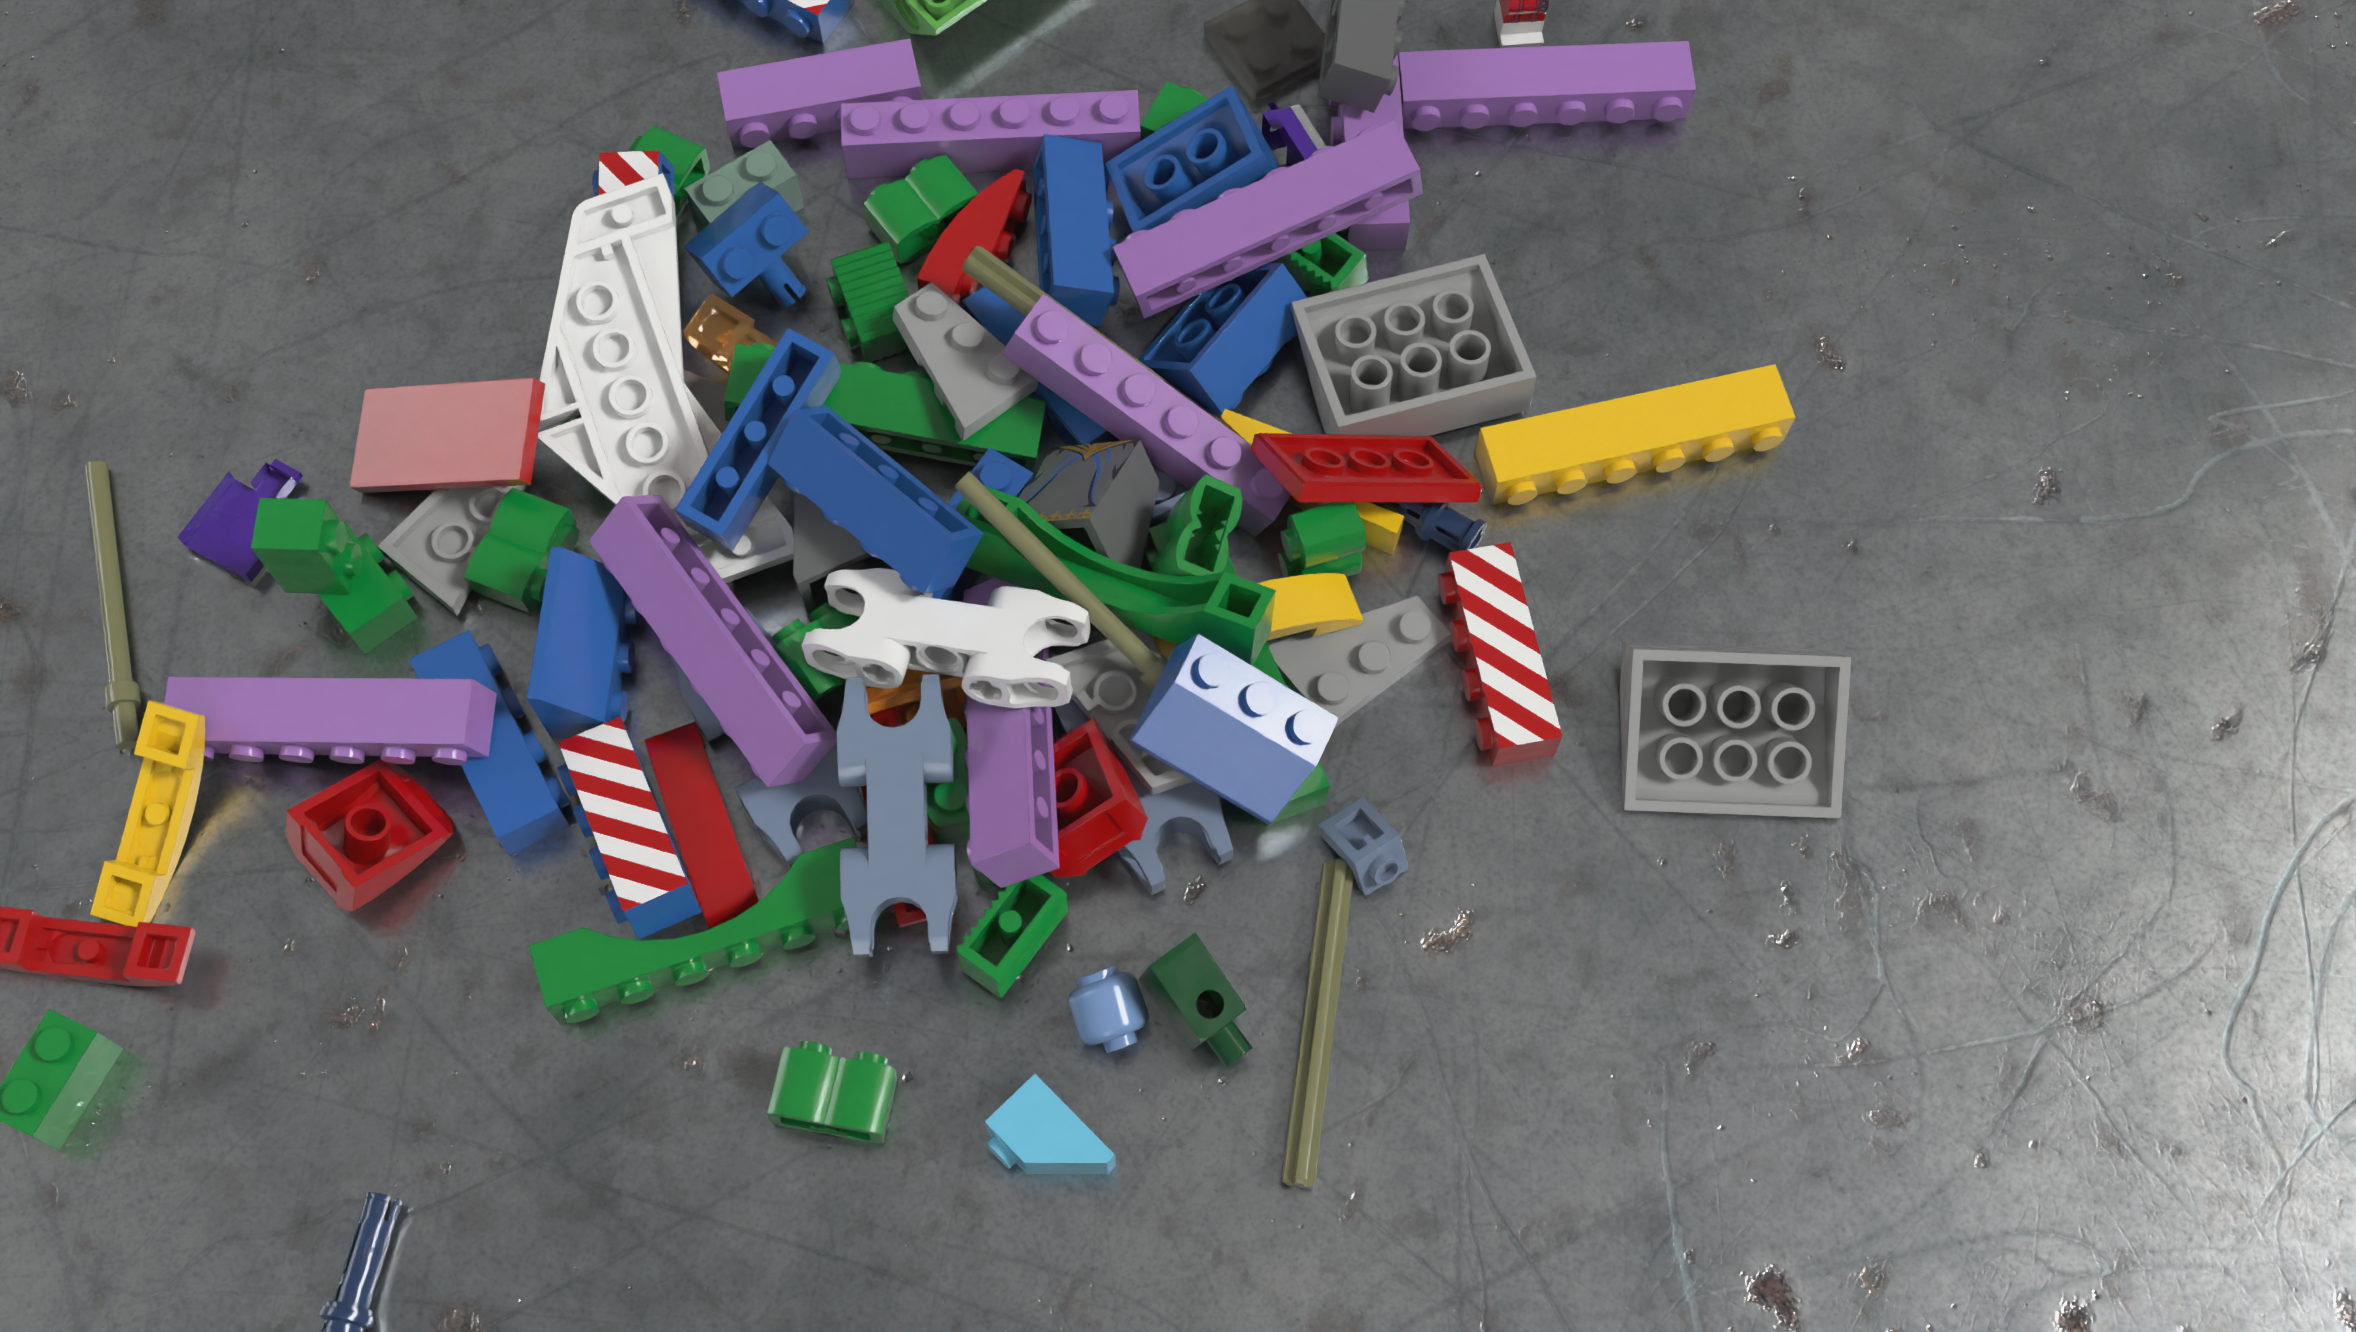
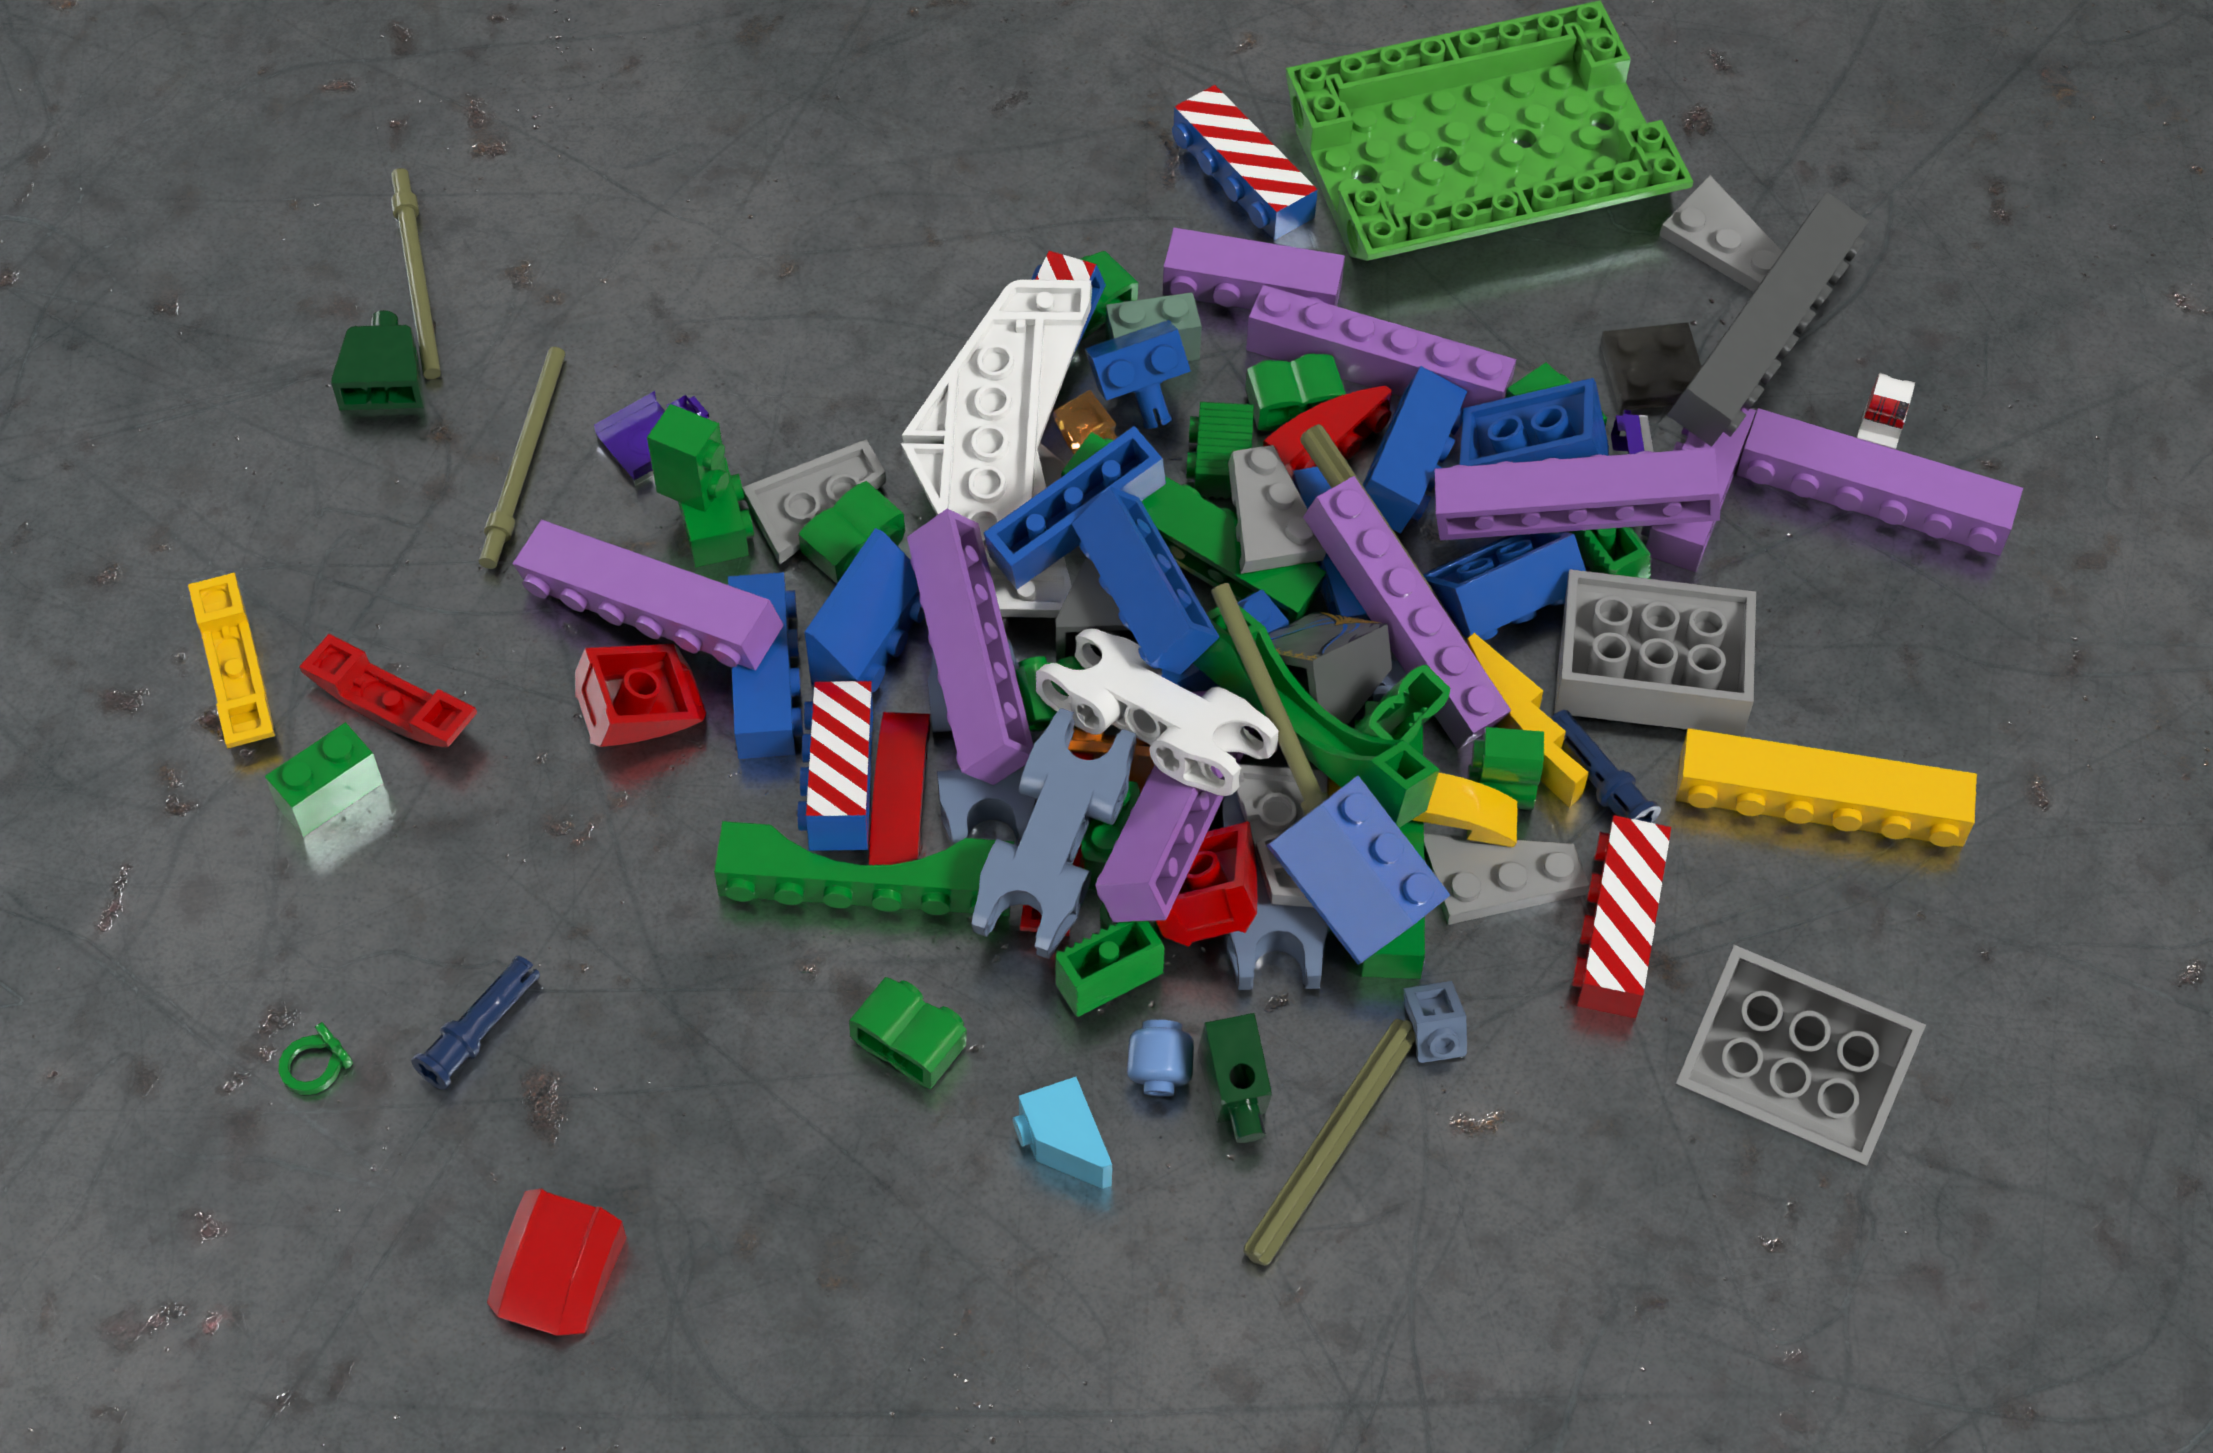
camera: 25 degrees right, 10 degrees down
(158, 816) = (488, 619): yellow slope -> none
(448, 436) = (834, 423): tile -> none
(1365, 468) = (1570, 719): red tile -> none

